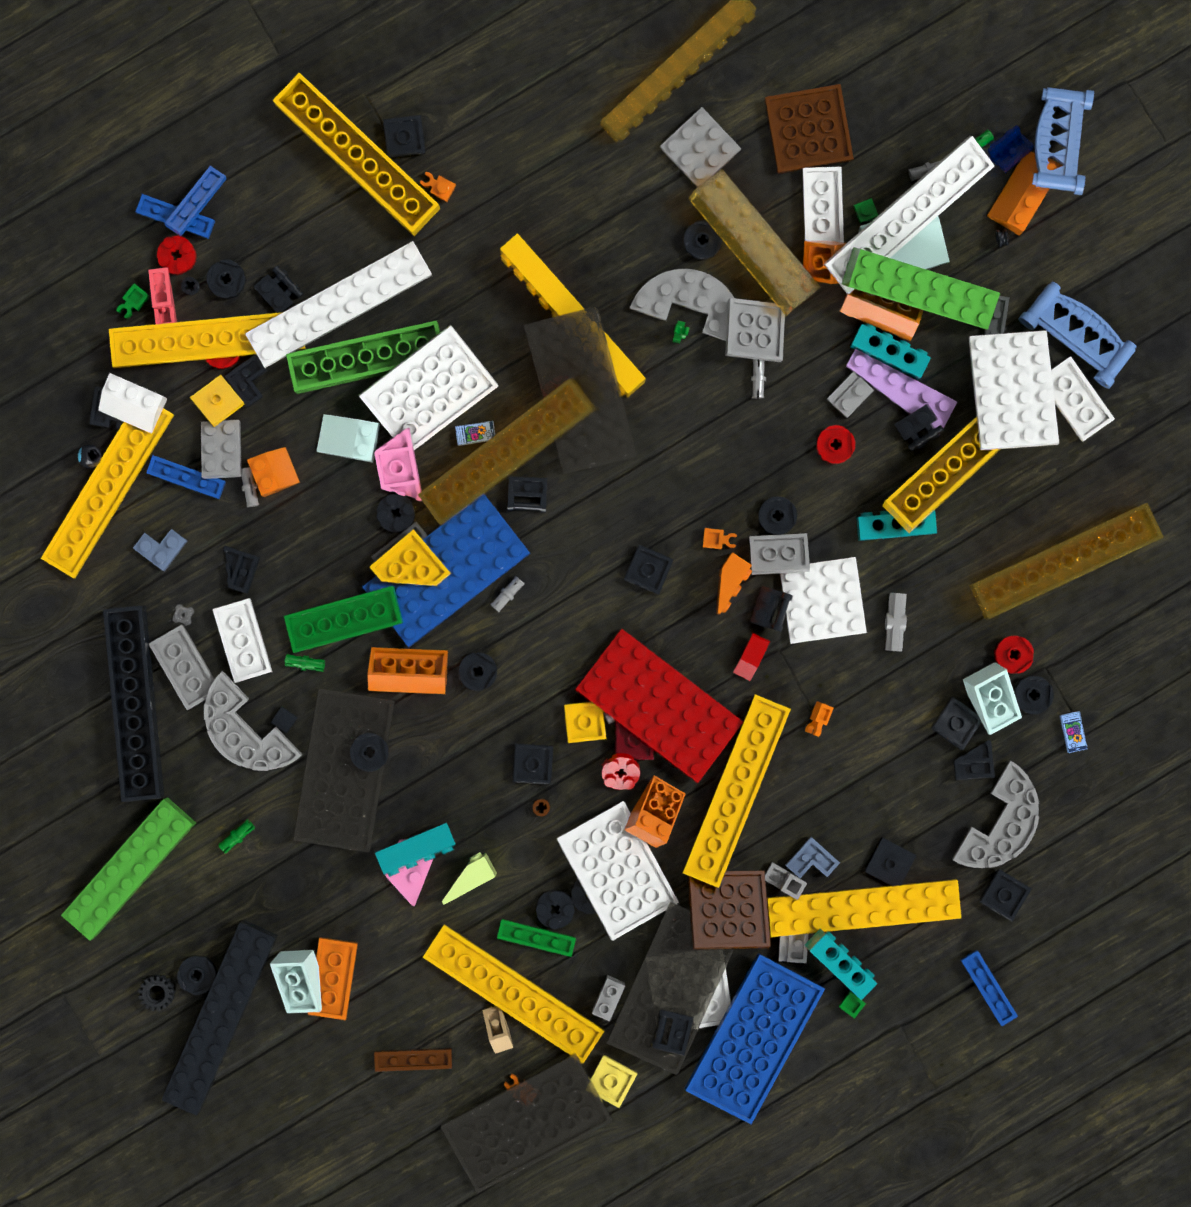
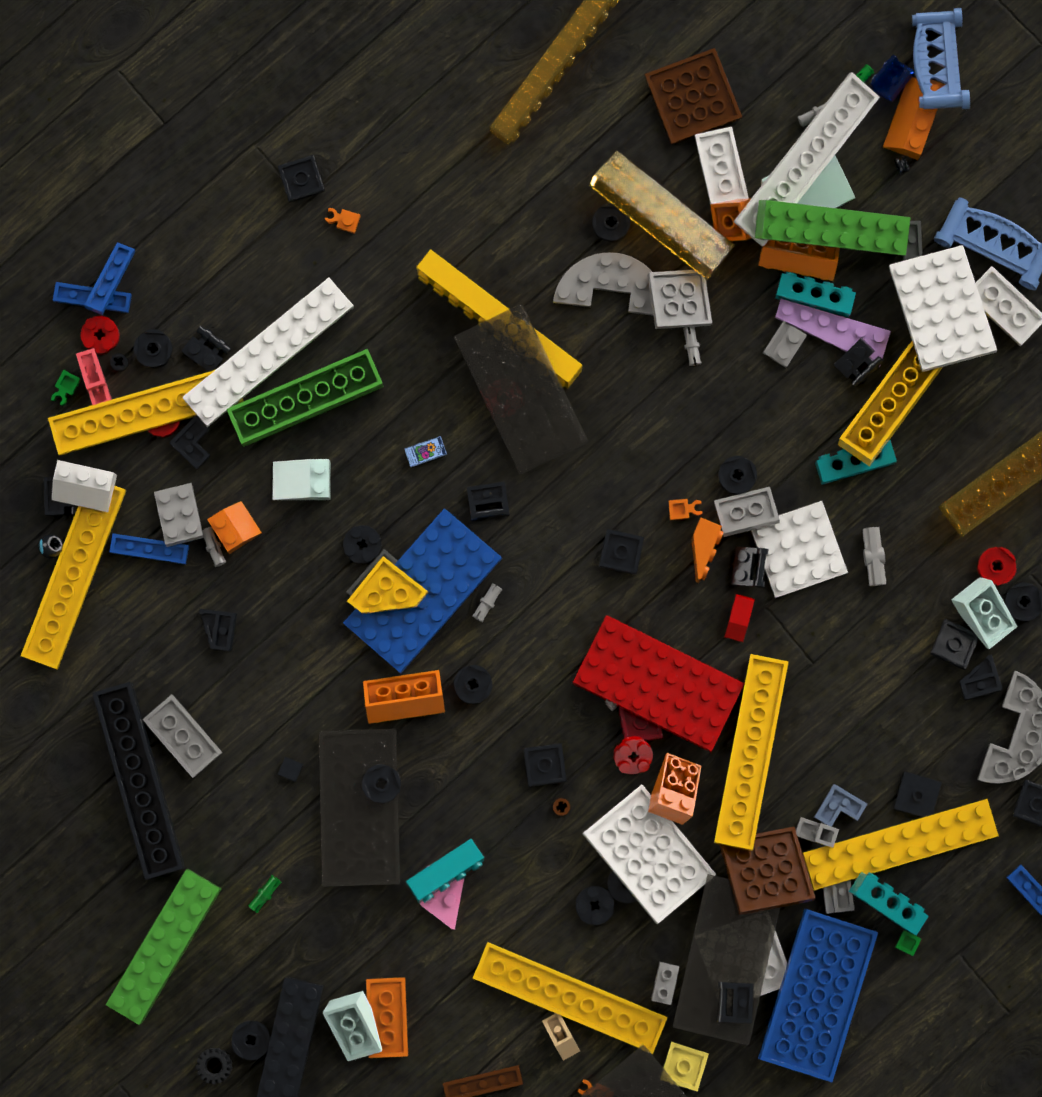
camera: 10 degrees left, 5 degrees down
(161, 553) = (139, 628): sand blue plate -> none
(178, 614) = (166, 685): clear plate -> none
(217, 400) = (166, 468): yellow plate -> none
(236, 738) = (245, 795): light grey plate -> none
(242, 640) = (234, 698): white plate -> none
(304, 662) = (300, 708): green pin -> none
(343, 619) = (331, 658): green plate -> none
(356, 154) = (258, 204): yellow brick -> none
(398, 466) = (356, 497): bright pink wing -> none
(429, 388) = (372, 417): white plate -> none
(475, 873) = (507, 885): yellowish green slope -> none
(507, 451) = (460, 462): clear yellow brick -> none
(536, 937) = (582, 937): green plate -> none
(584, 722) = (587, 714): yellow plate -> none
(680, 331) = (607, 314): green plate -> none
(700, 147) = (591, 134): light grey plate -> none
(820, 715) = (819, 662): orange plate -> none
(827, 437) = (786, 386): red plate -> none
(865, 211) = (764, 164): green plate -> none

